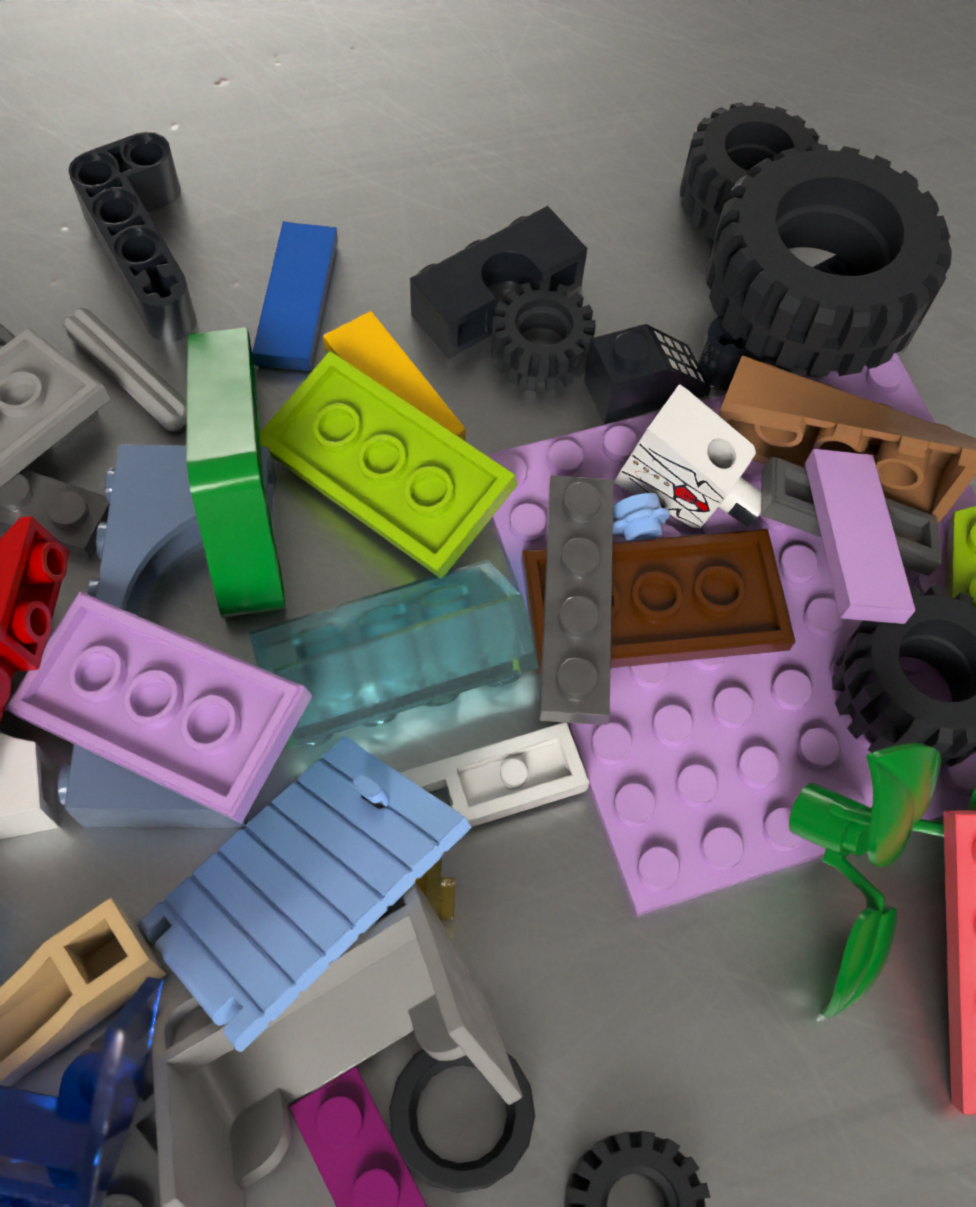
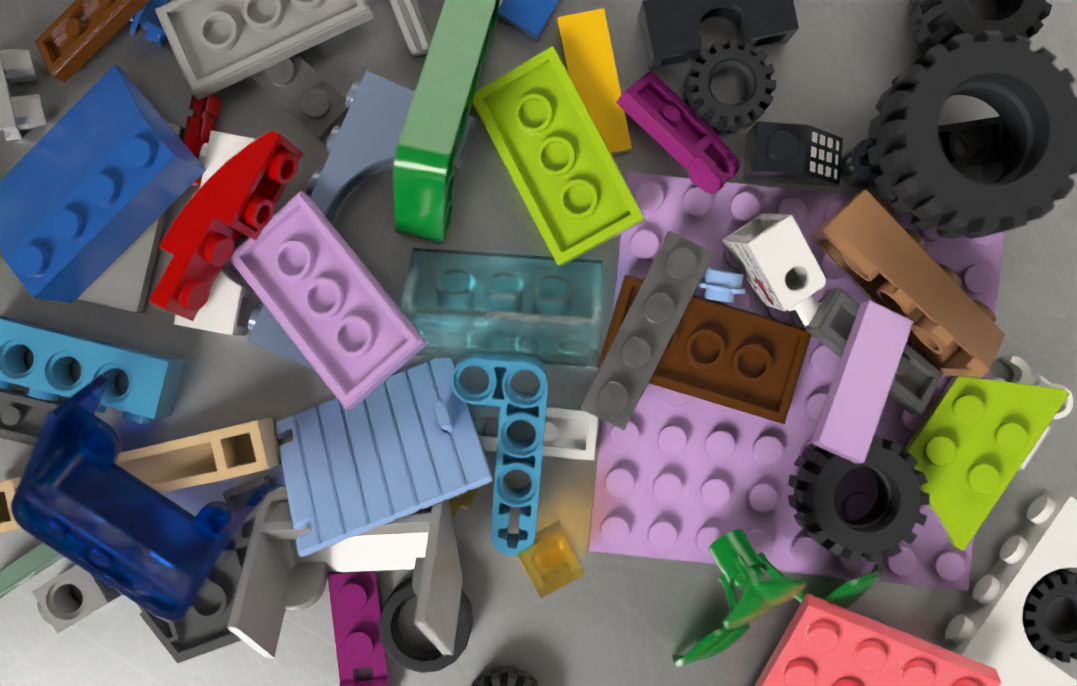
camera: 25 degrees right, 25 degrees up
(502, 799) = (511, 453): none -> dark azure beam
(513, 393) = (680, 132): none -> magenta hinge
(594, 930) = (551, 560): none -> clear yellow brick

